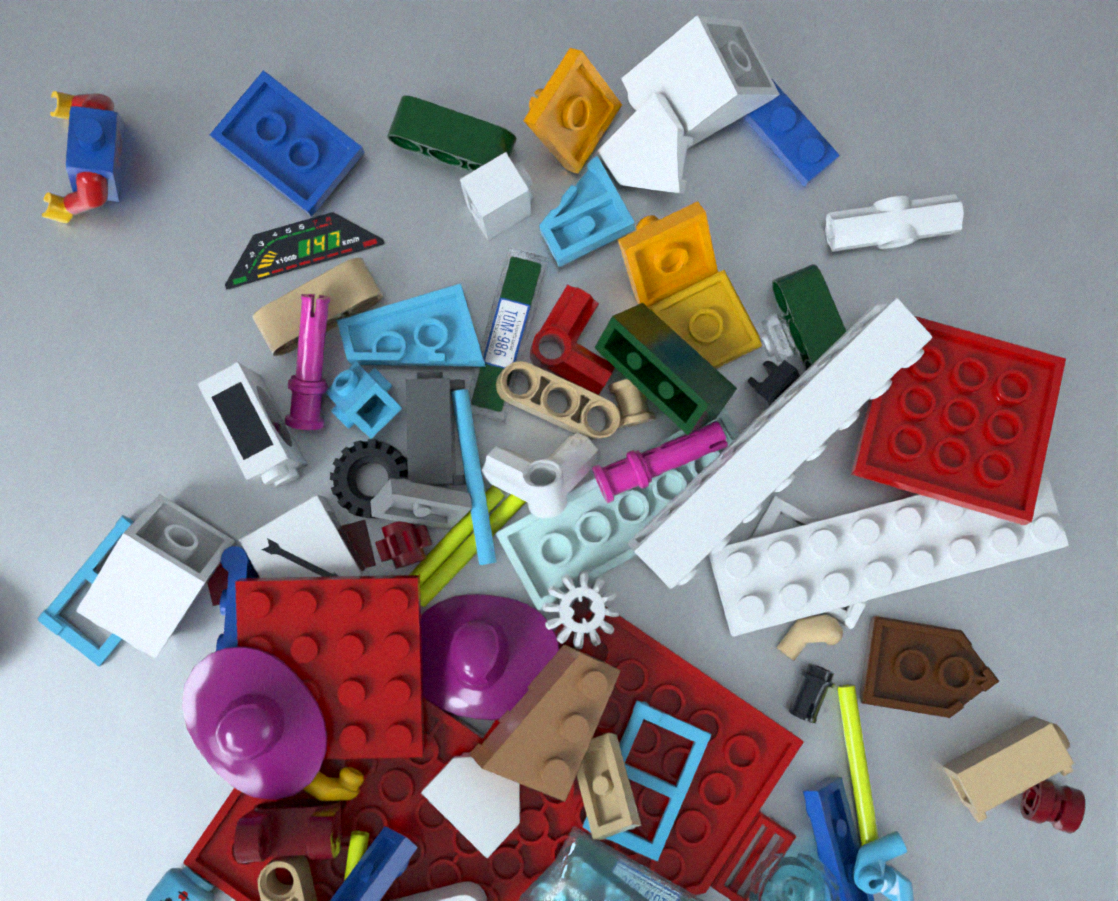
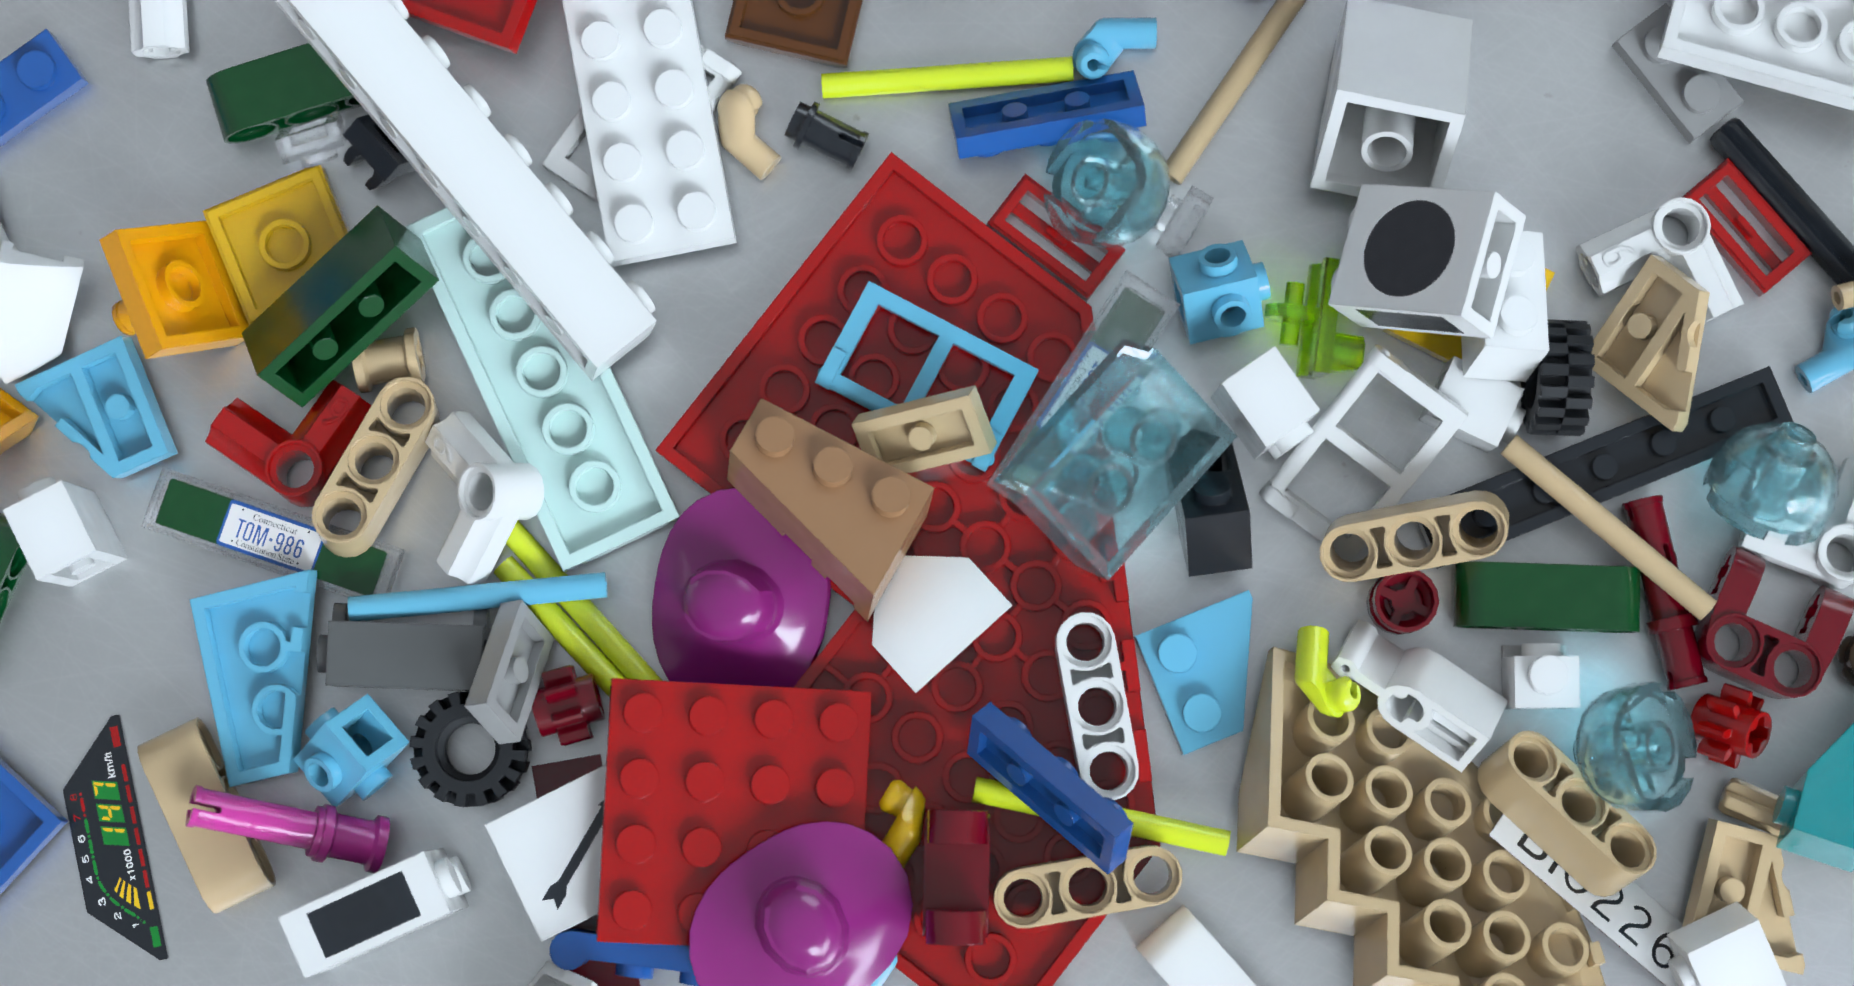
camera: 85 degrees left, 0 degrees up
(595, 606) = (677, 473): white gear -> none
(640, 467) = (482, 352): dark pink pin -> none
(872, 860) = (1058, 70): medium azure arm -> none

